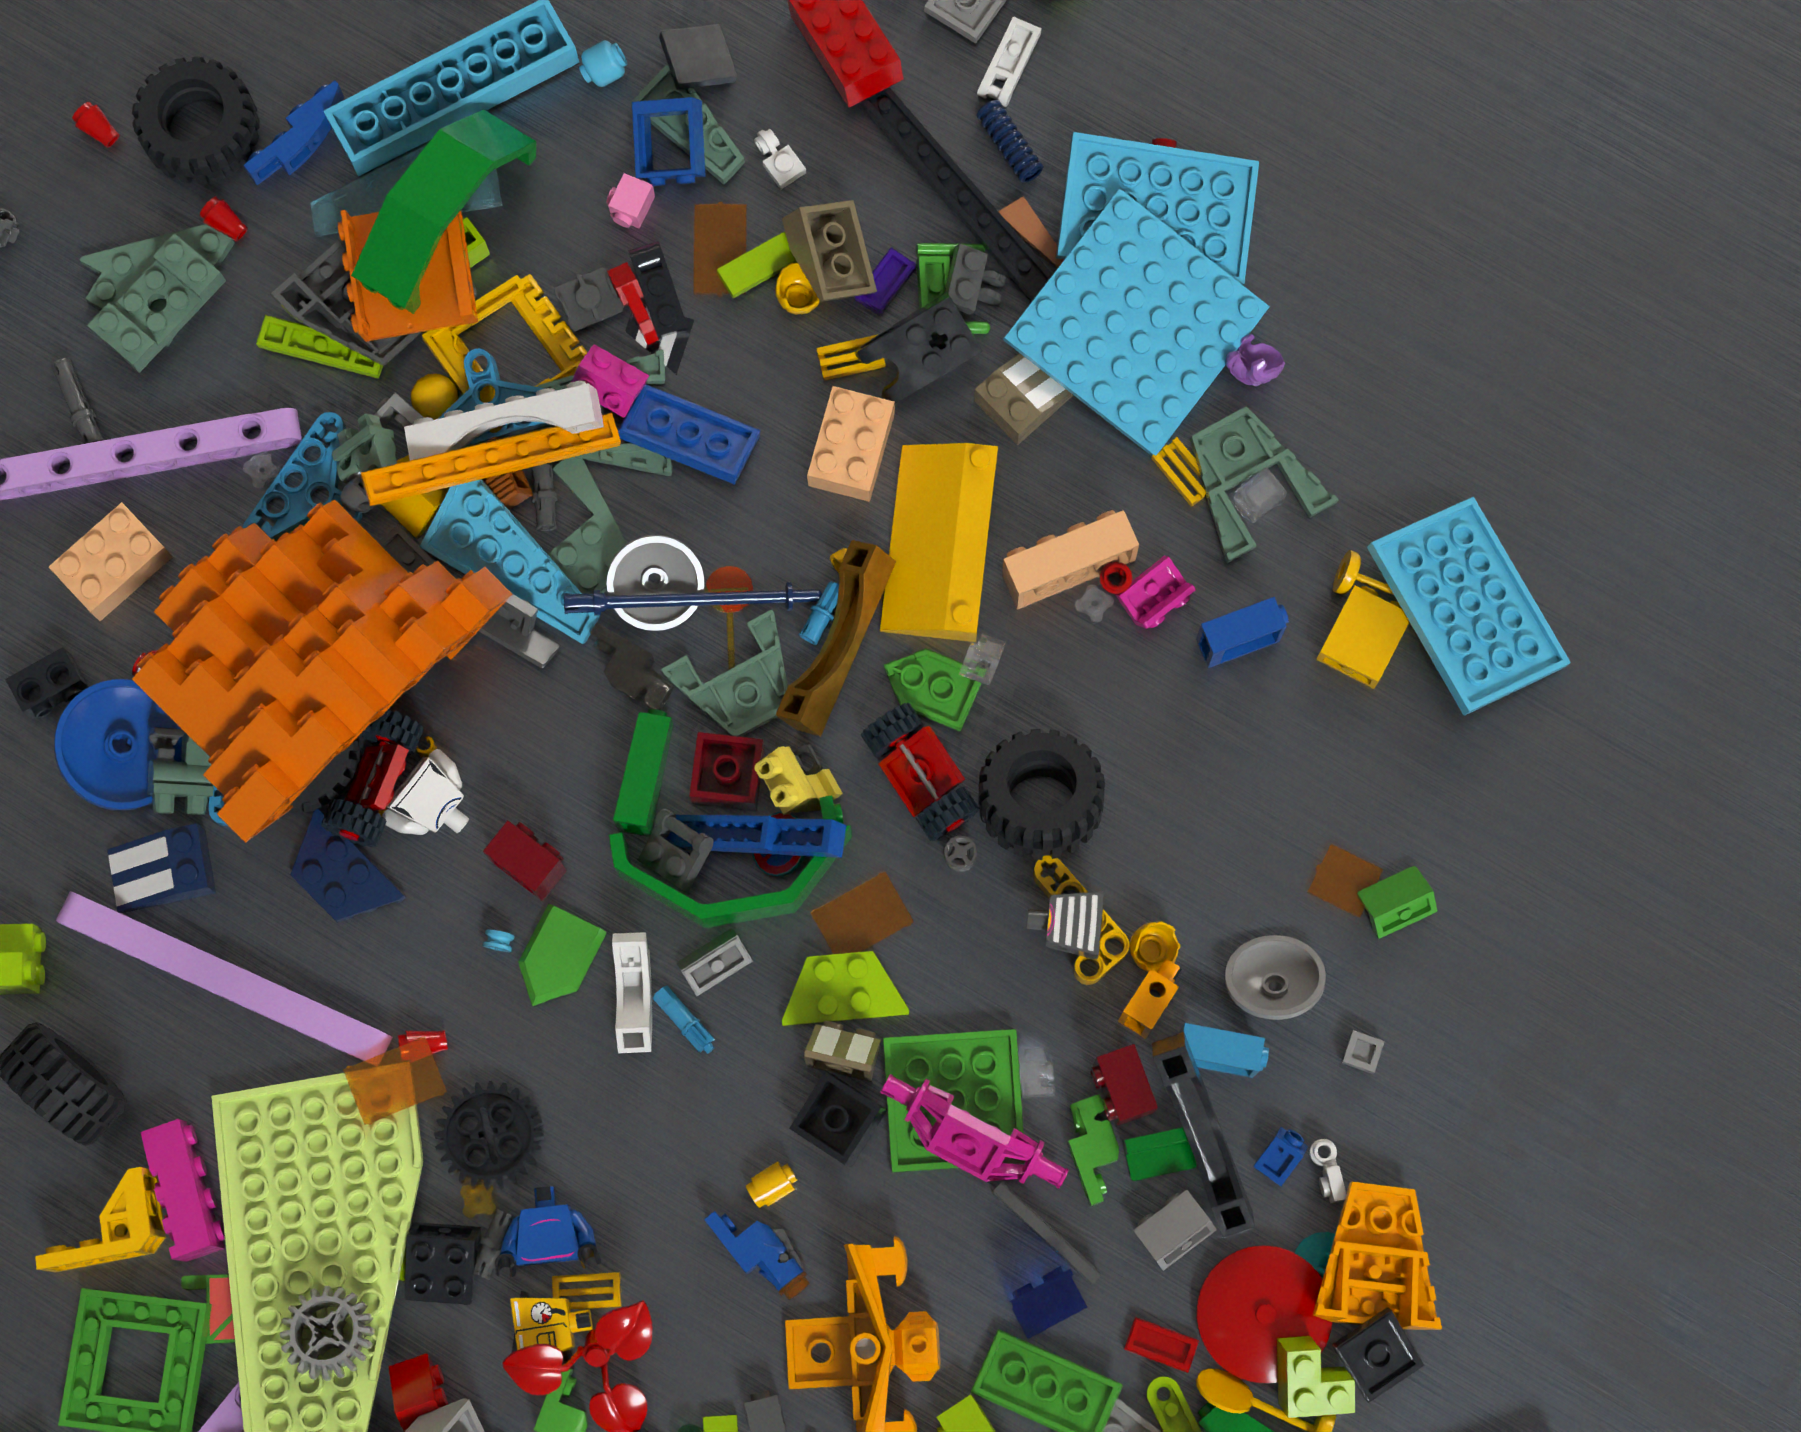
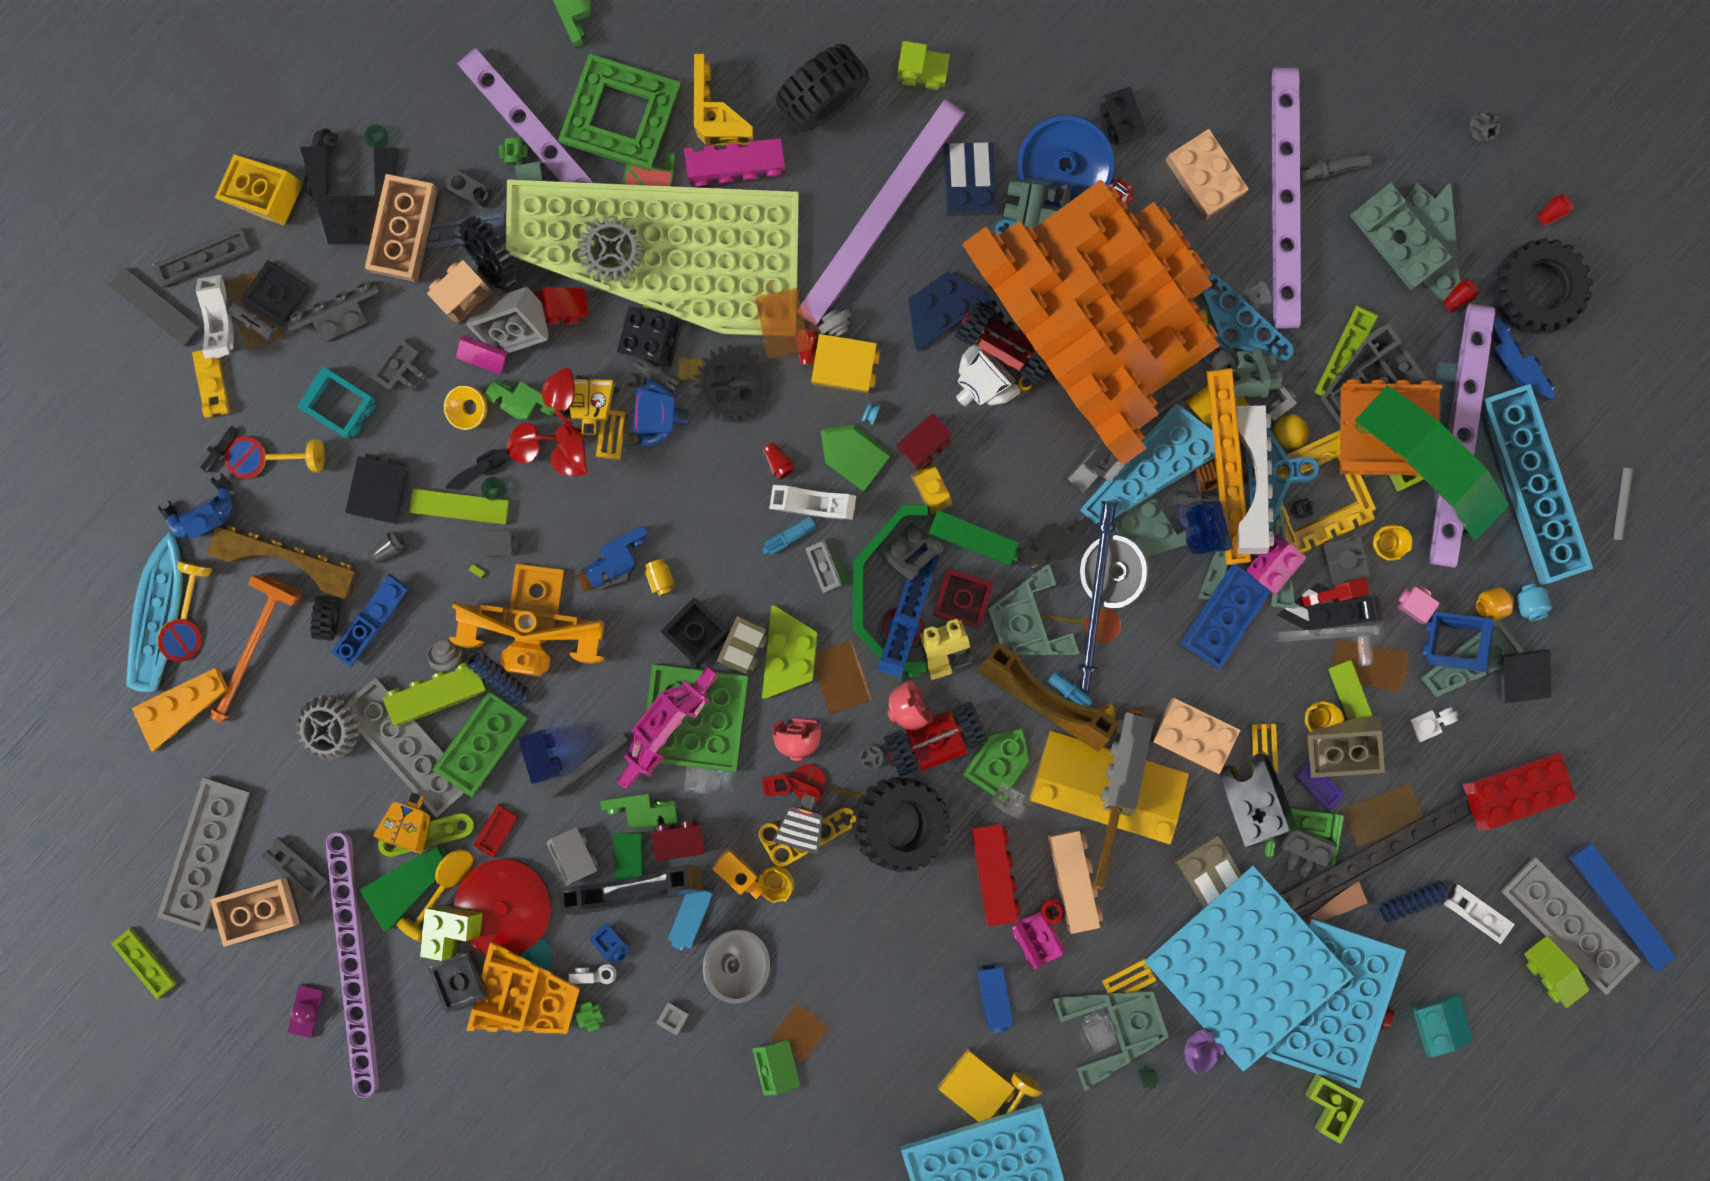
camera: 100 degrees right, 10 degrees up
(372, 182) = (1464, 416): none -> lavender beam
(383, 1010) = (835, 322): none -> light grey plate
(437, 987) = (845, 364): none -> yellow brick
(532, 364) = (1302, 508): none -> black piece
(555, 245) = (1392, 542): none -> yellow hair
(576, 474) = (1205, 527): none -> clear blue plate
(585, 840) = (932, 489): none -> yellow torso
(586, 1051) = (779, 462): none -> red cone
(612, 109) = (1495, 603): none -> light orange head
(681, 261) = (1363, 634): none -> clear piece
(884, 816) = (908, 707): none -> coral cylinder
(907, 200) = (1382, 815): none -> clear orange piece
(923, 518) = (1124, 778): none -> piece
(950, 1380) = (497, 678): none -> dark blue piece
(954, 955) = (797, 738): none -> coral cylinder
(1007, 928) = (814, 776): none -> red piece
(1018, 948) = (794, 785): none -> red piece
(1081, 662) = (994, 874): none -> red brick
(1159, 81) = (1442, 1025): none -> teal slope
(1289, 182) = (1339, 1104): none -> lime brick
(1302, 423) = (1148, 1077): none -> clear green plate
(1384, 1163) = (589, 1016): none -> bright green gear

